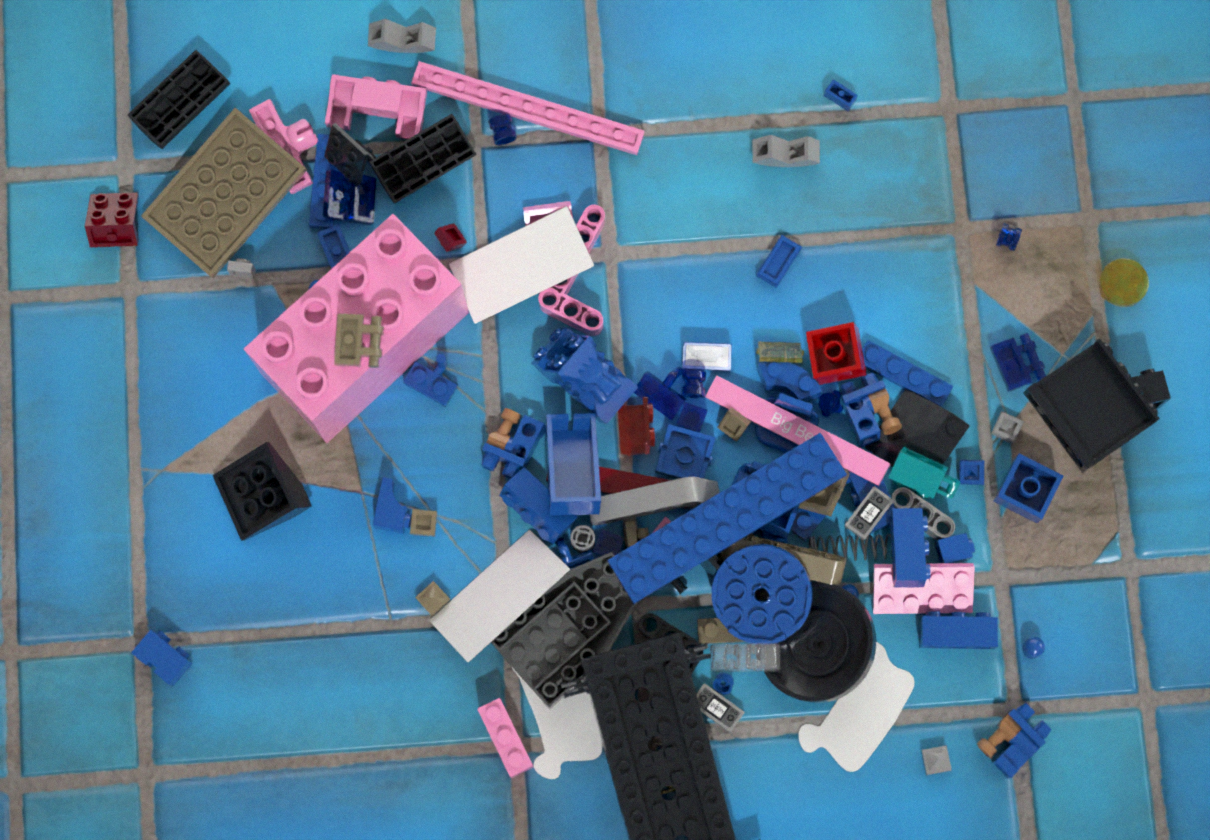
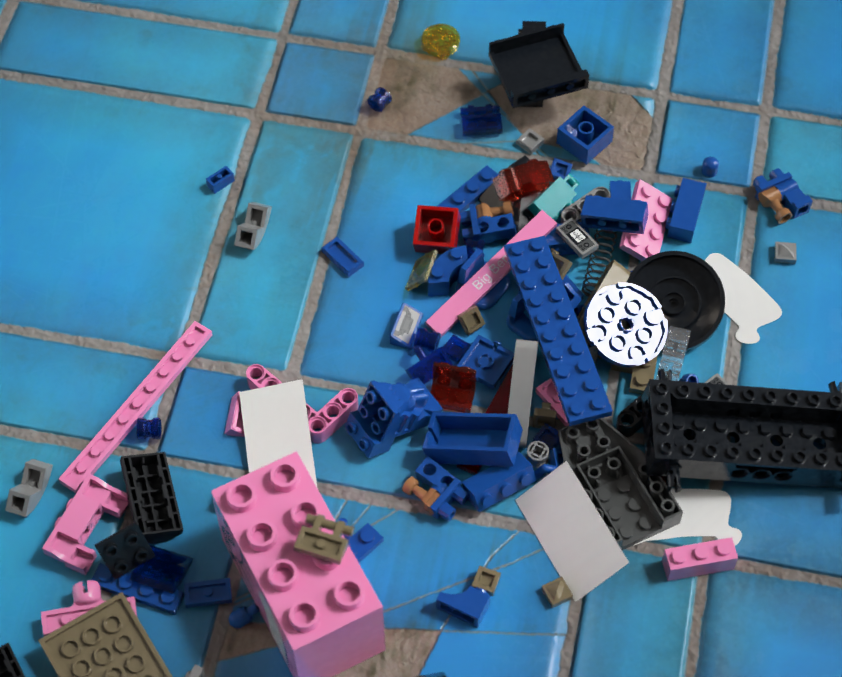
camera: 75 degrees left, 20 degrees down
(926, 431) = (523, 180): none -> clear red brick

